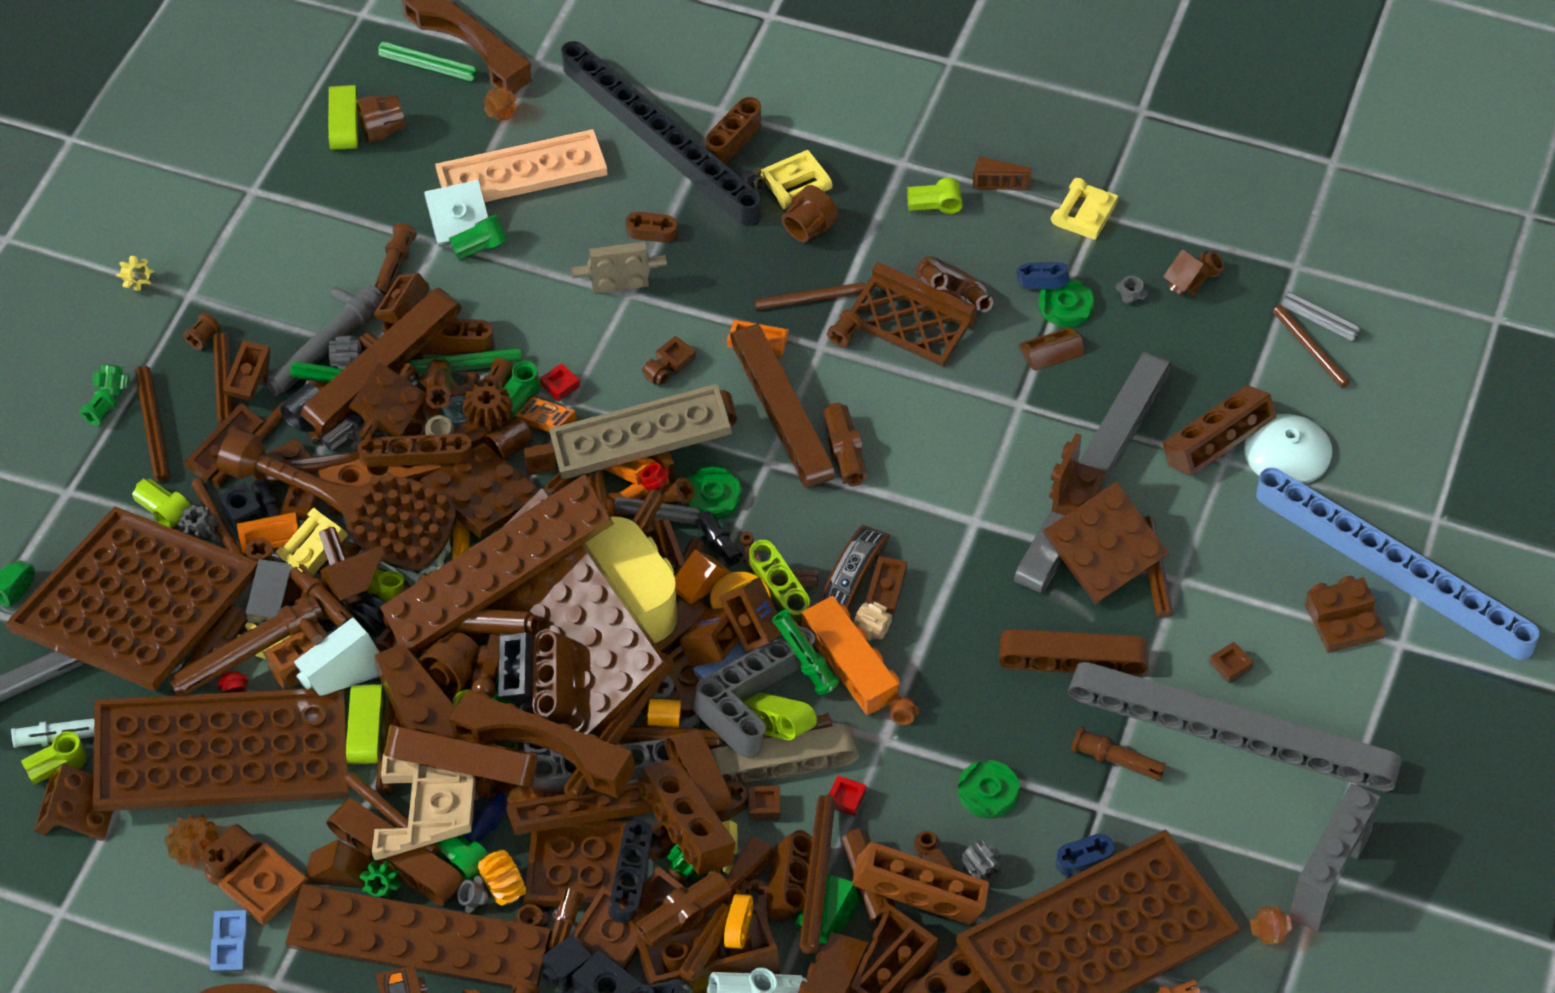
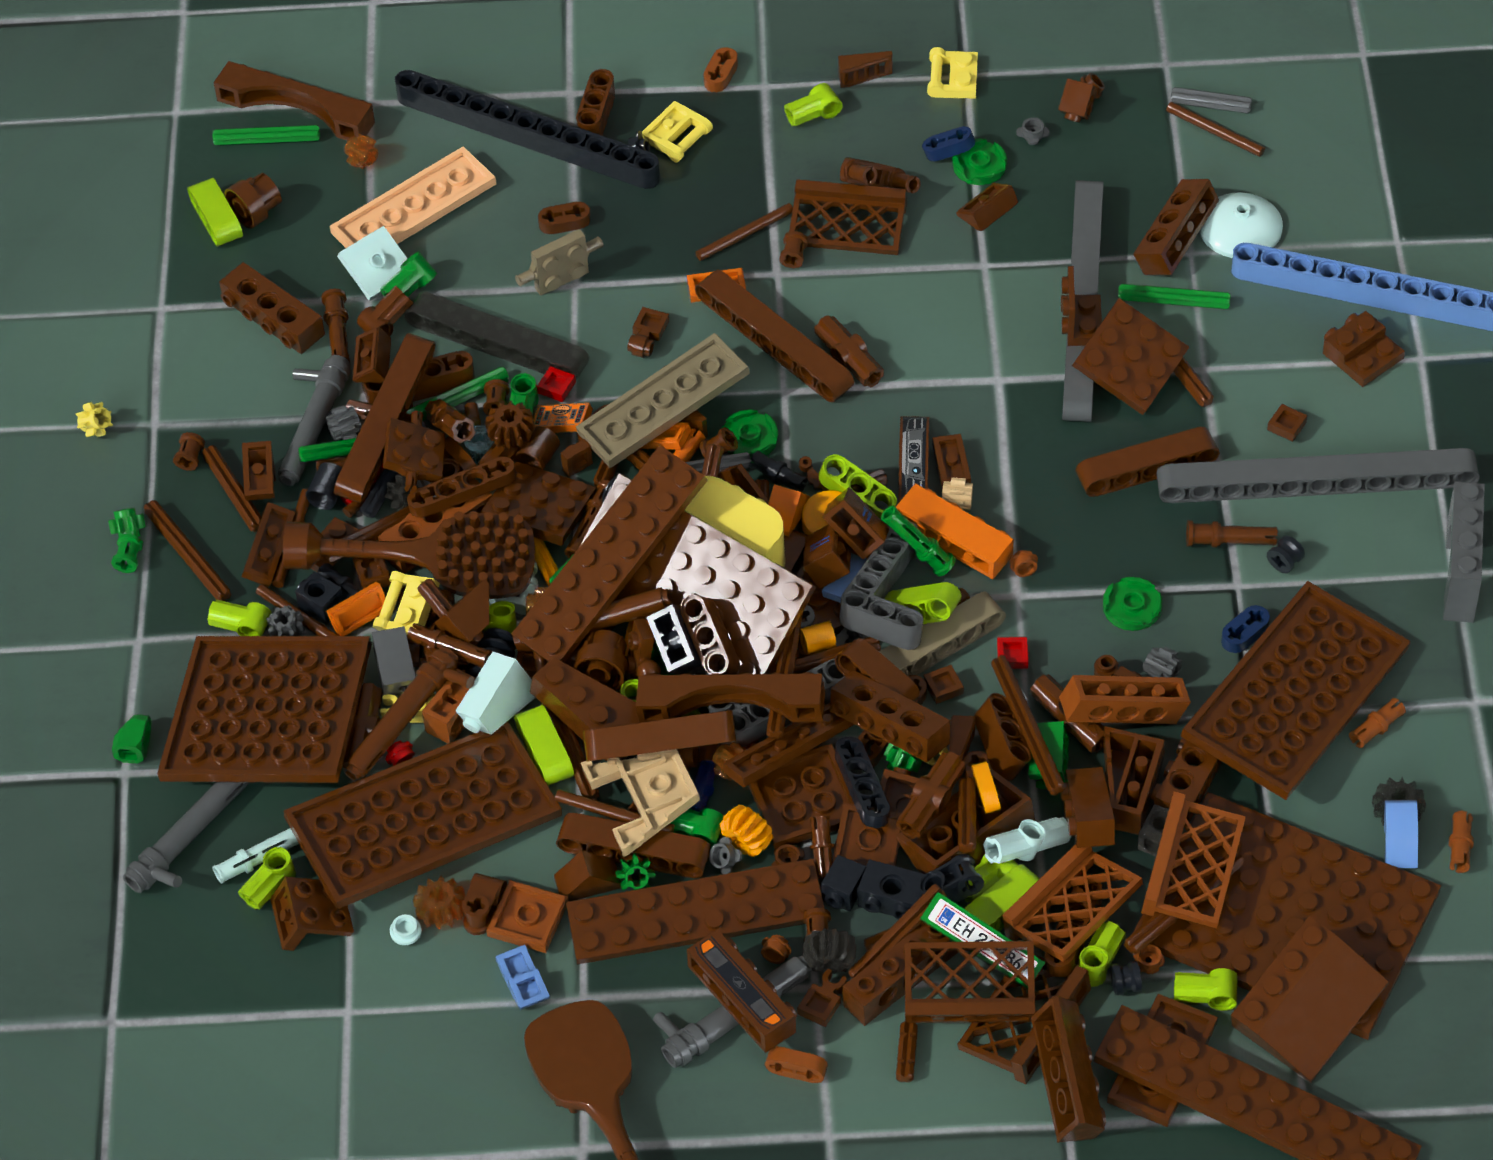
camera: 20 degrees left, 0 degrees up
(149, 854) = (405, 930): none -> light aqua plate
(260, 549) = (357, 626): reddish brown bush -> none
(344, 223) = (271, 308): none -> reddish brown brick
(435, 265) = (385, 312): none -> reddish brown piece
(439, 425) = (471, 457): dark tan plate -> none
(528, 317) = (494, 335): none -> clear smoke beam
(654, 476) = (695, 436): red plate -> none
(810, 214) = (709, 156): reddish brown piece -> none
(865, 132) = (725, 71): none -> dark orange beam
(1161, 794) = (1285, 554): none -> black wheel
(1185, 497) = (1174, 296): none -> green axle
(1270, 924) = (1435, 628): clear orange gear -> none

